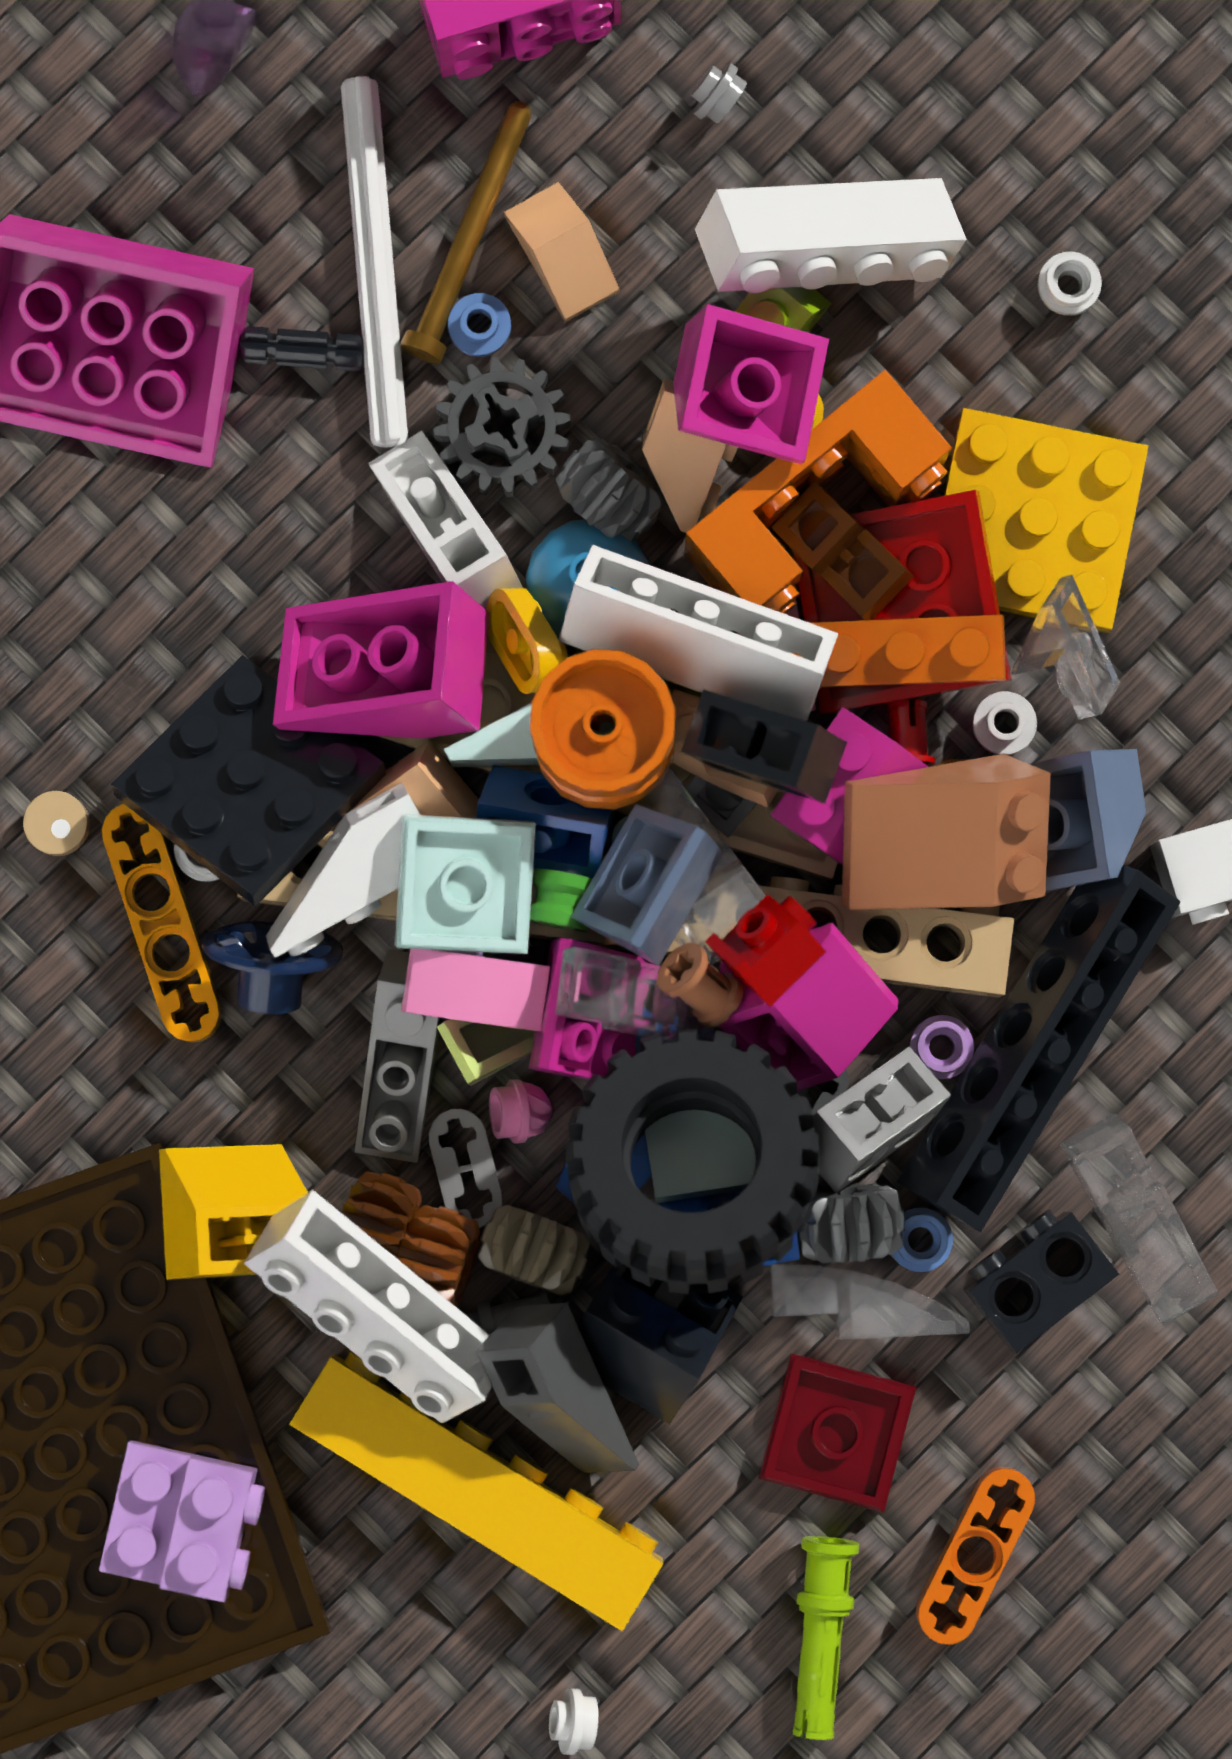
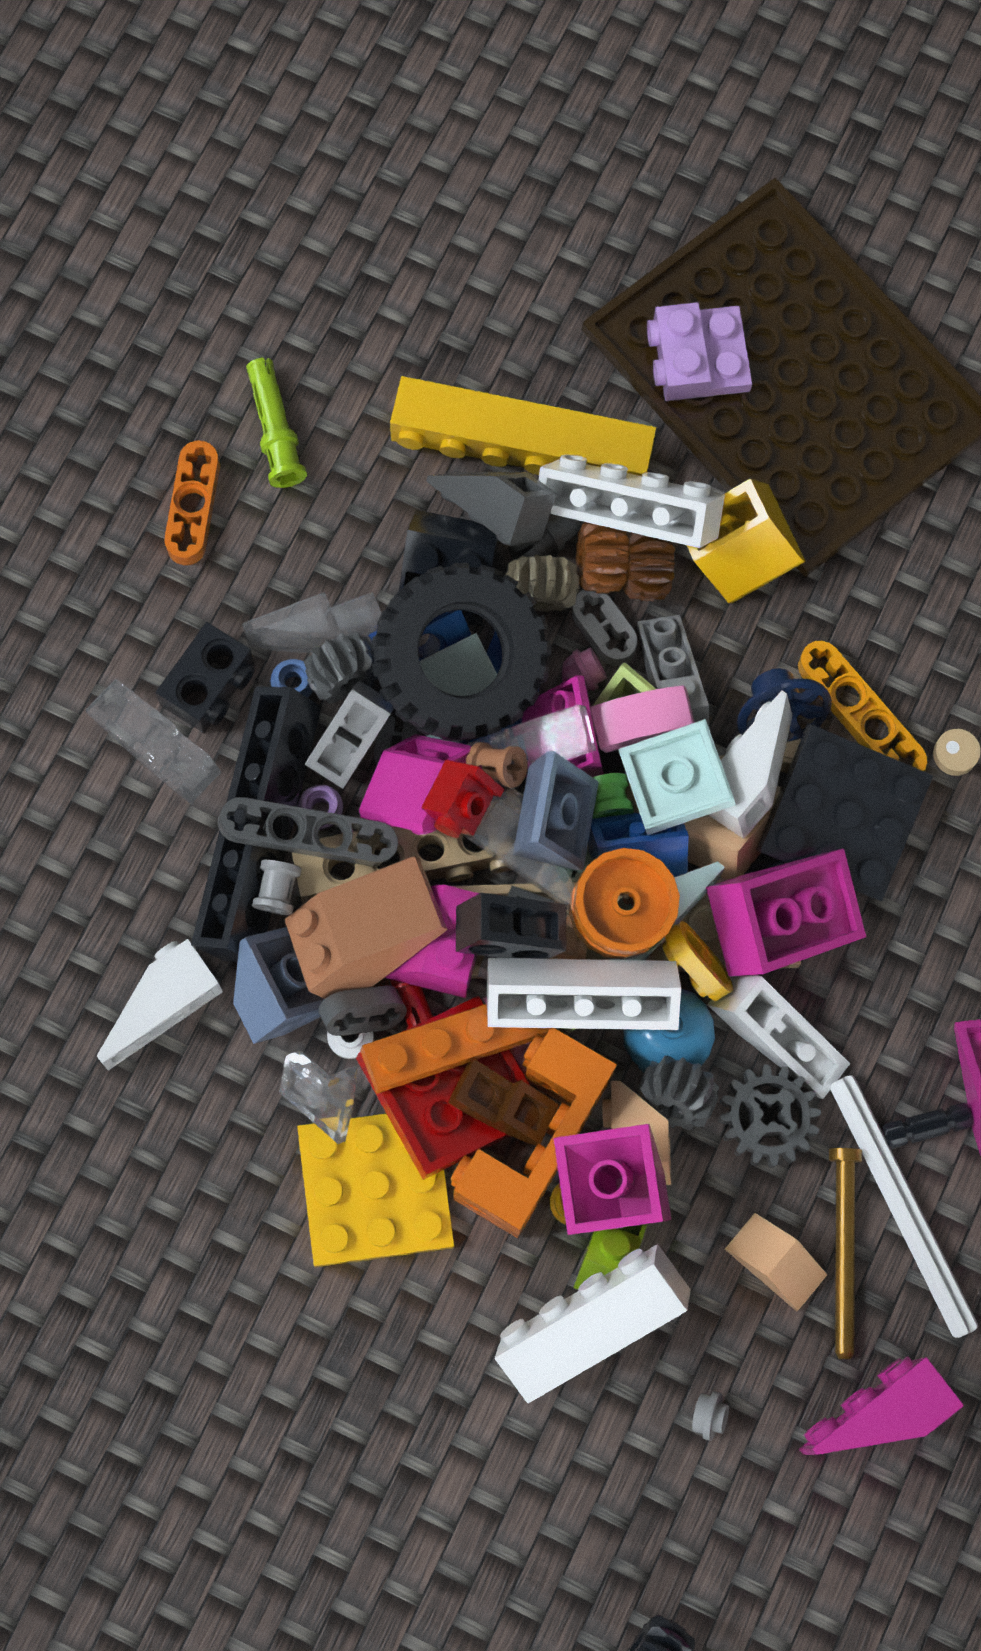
camera: 160 degrees right, 10 degrees down
(484, 343) = (802, 1195): medium blue plate -> none
(574, 1721) = (411, 323): white plate -> none
(837, 1432) = (306, 547): dark red tile -> none
(983, 737) = (362, 1010): none -> dark grey beam
(984, 982) = (308, 824): none -> dark grey beam
(1044, 935) = (276, 887): none -> light grey bush
(1073, 265) = (393, 1361): white plate -> none

